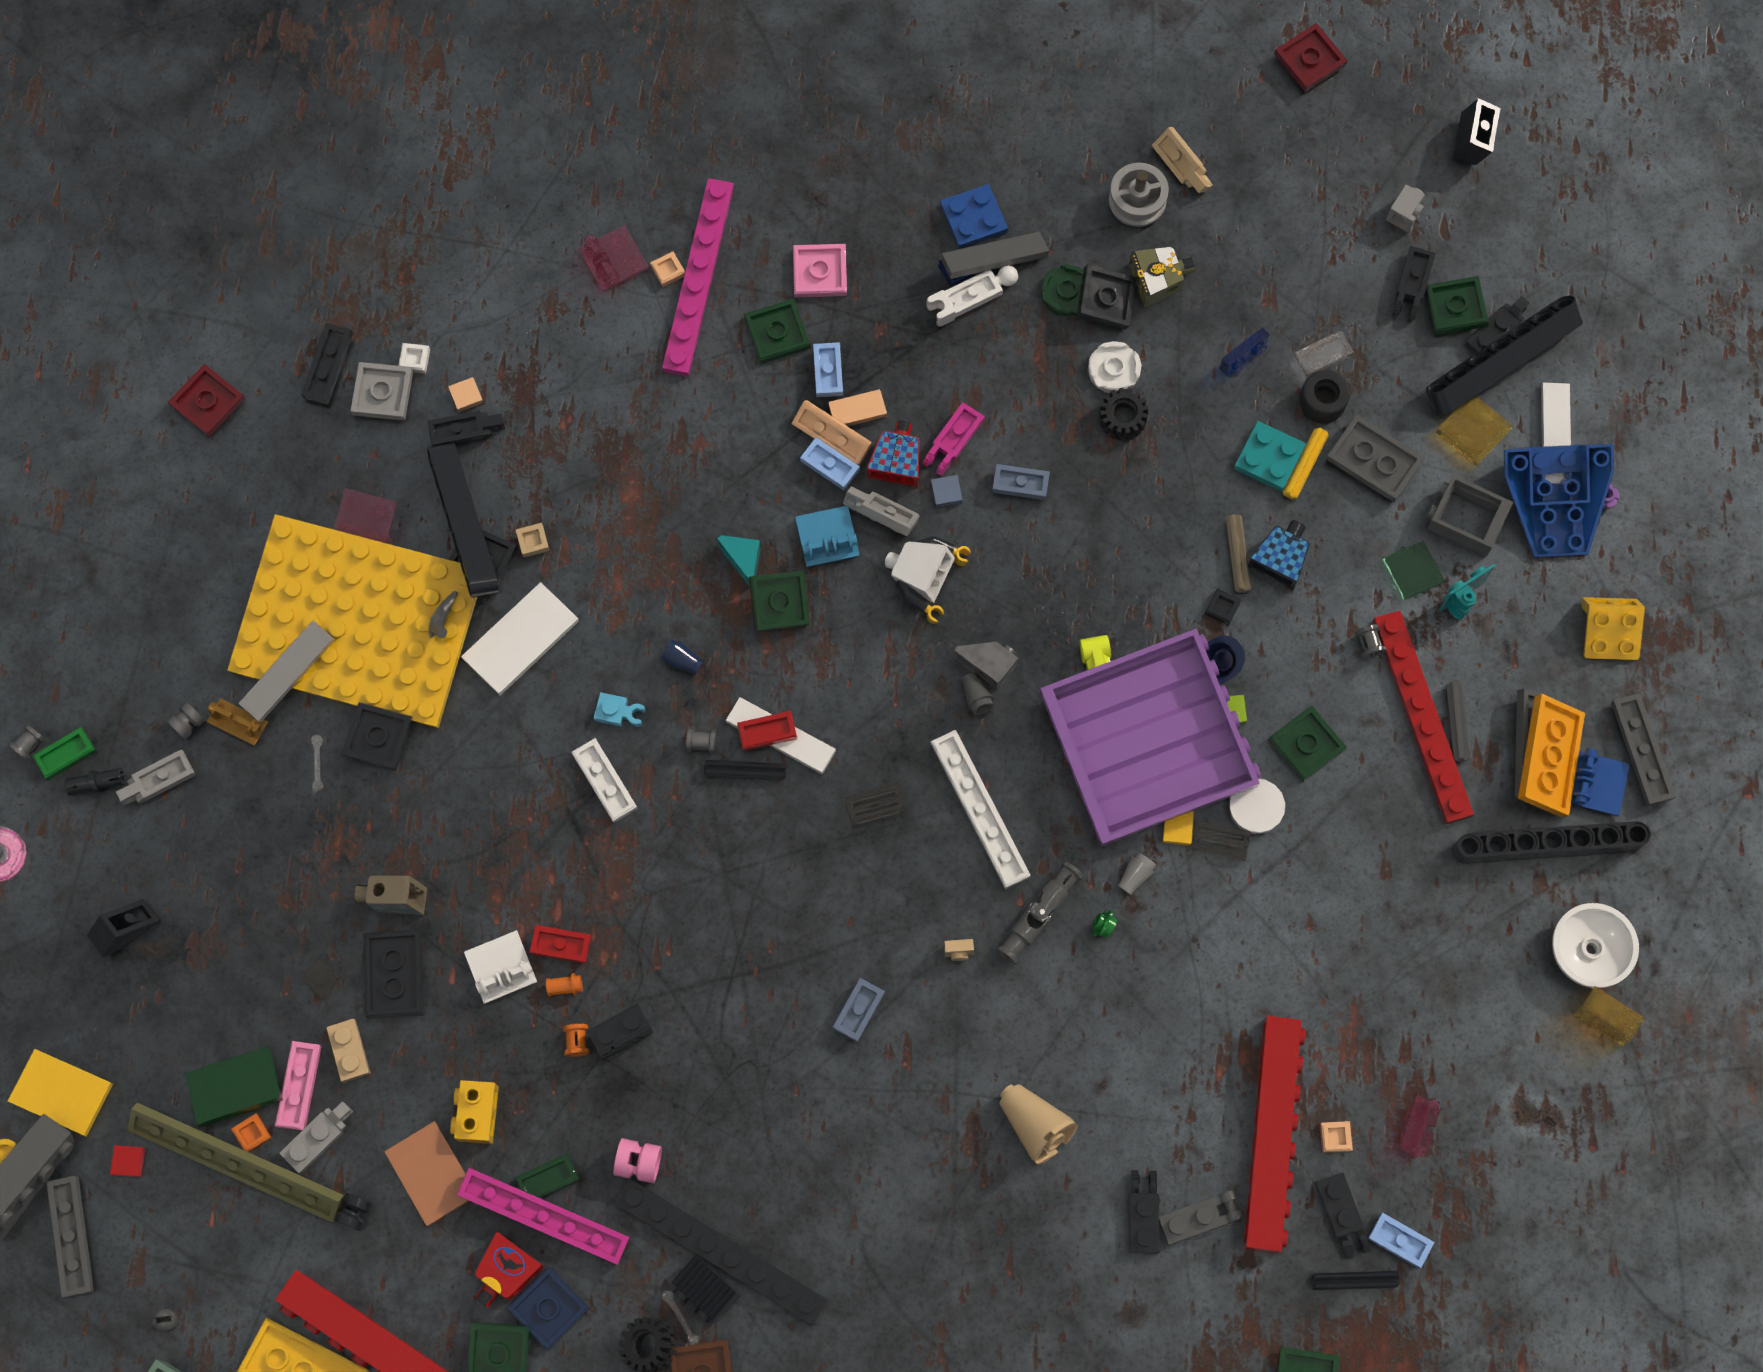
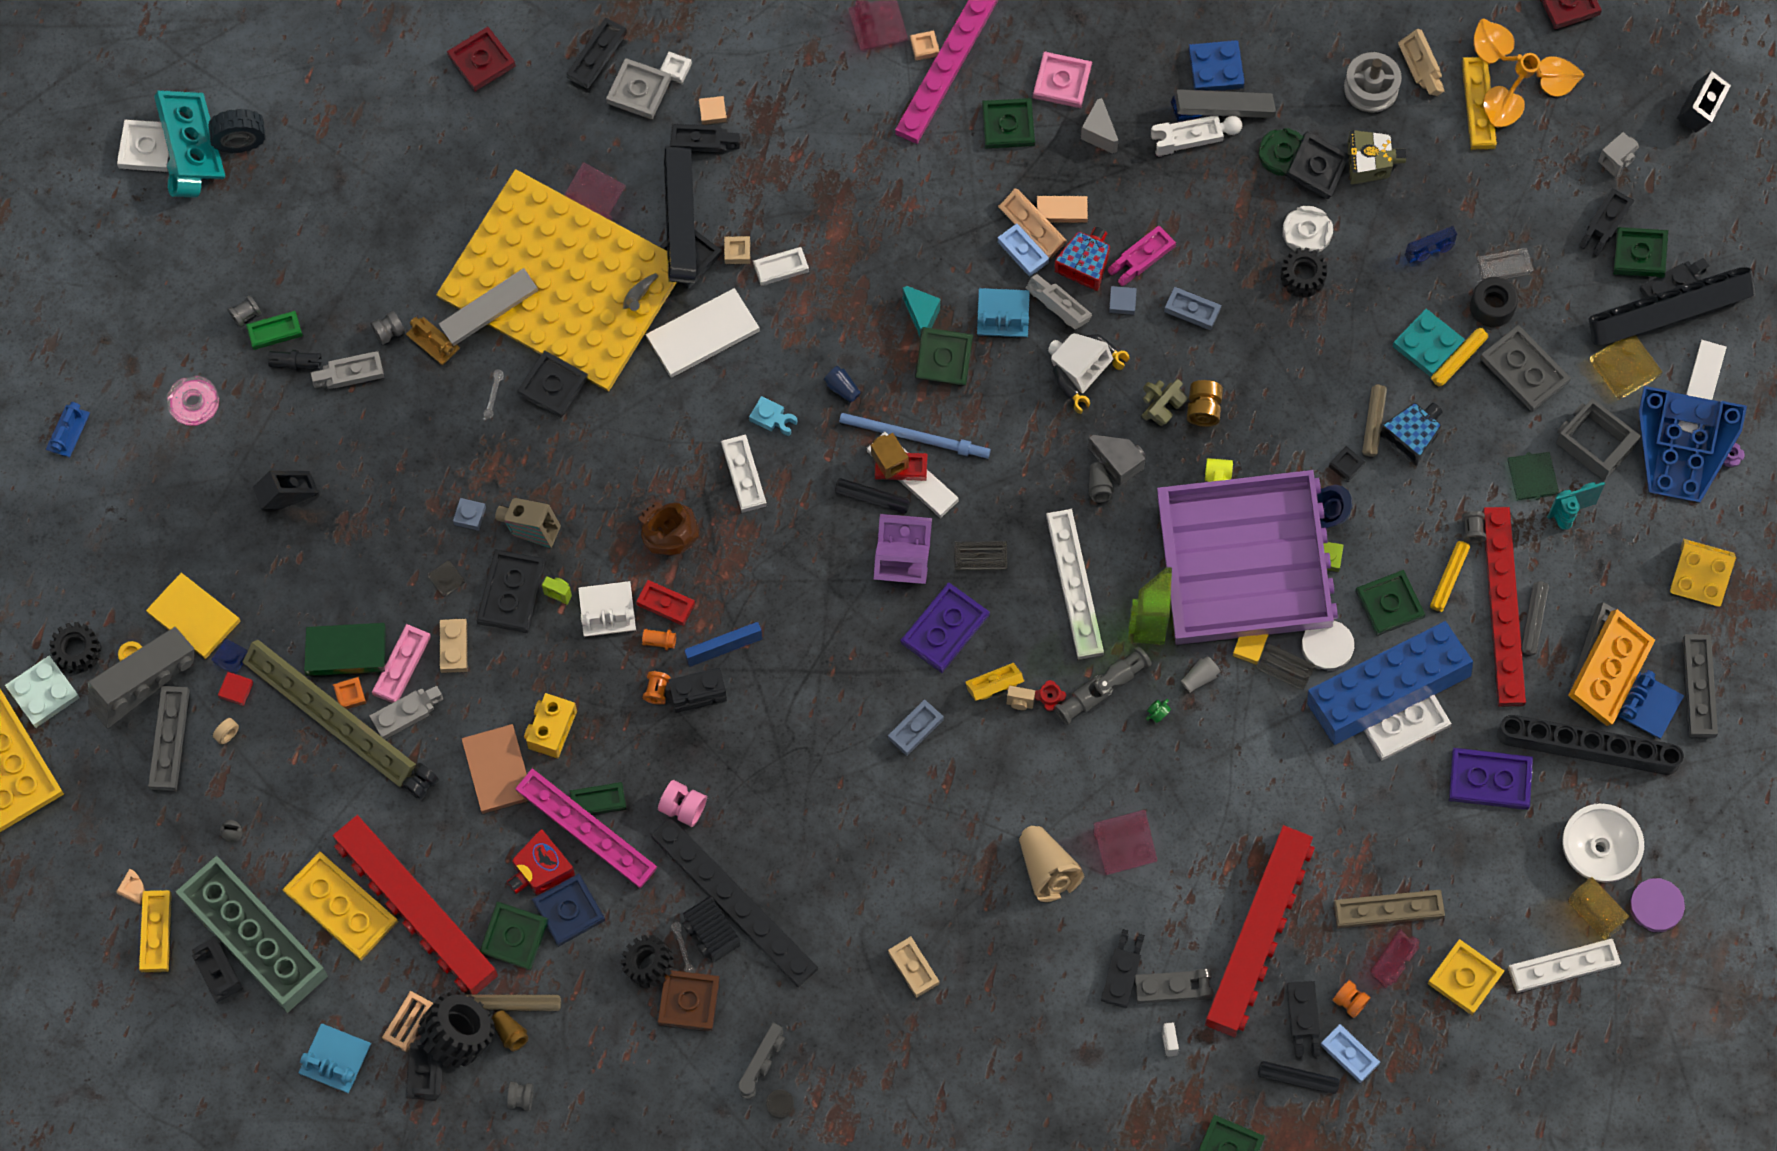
camera: 15 degrees right, 5 degrees down
(112, 1127) = (229, 656): none -> clear blue plate
(129, 1212) = (225, 731): none -> tan tile
(326, 901) = (469, 514): none -> sand blue plate
(442, 960) = (557, 589): none -> lime plate
(542, 863) = (669, 528): none -> reddish brown helmet
(582, 545) = (781, 266): none -> white tile
(633, 973) = (723, 644): none -> blue tile
(701, 740) = (839, 460): flat silver bush -> none
(752, 724) = (889, 455): none -> pearl gold brick
(793, 821) = (902, 548): none -> medium lavender piece
(825, 692) = (963, 447): none -> medium blue bar
(828, 369) = (1044, 167): light blue plate -> none
(859, 892) = (945, 627): none -> dark purple tile
(873, 314) = (1099, 128): none -> light grey slope
(927, 938) = (994, 681): none -> yellow plate
(927, 1272) = (913, 967): none -> tan plate
(988, 929) = (1050, 687): none -> red plate
(1023, 579) = (1171, 394): none -> olive hips
(1061, 580) = (1205, 404): none -> pearl gold wheel
(1073, 822) = (1152, 610): none -> clear neon green slope
(1108, 1075) = (1125, 841): none -> clear pink hinge
(1213, 1277) = (1170, 1039): none -> white tile
(1250, 189) = (1476, 85): none -> yellow tile
(1273, 185) = (1502, 106): none -> light orange plant
(1332, 831) = (1389, 682): none -> blue brick
(1336, 1137) = (1317, 950): light nougat tile -> none
(1355, 865) = (1408, 727): none -> white tile
(1360, 699) = (1450, 575): none -> yellow axle
(1380, 1179) = (1346, 995): none -> orange wheel
(1396, 1072) = (1389, 909): none -> dark tan tile
(1460, 904) = (1490, 778): none -> dark purple tile
(1495, 1125) = (1465, 977): none -> yellow plate
(1589, 1084) = (1564, 965): none -> white tile
(1664, 994) = (1657, 905): none -> medium lavender tile

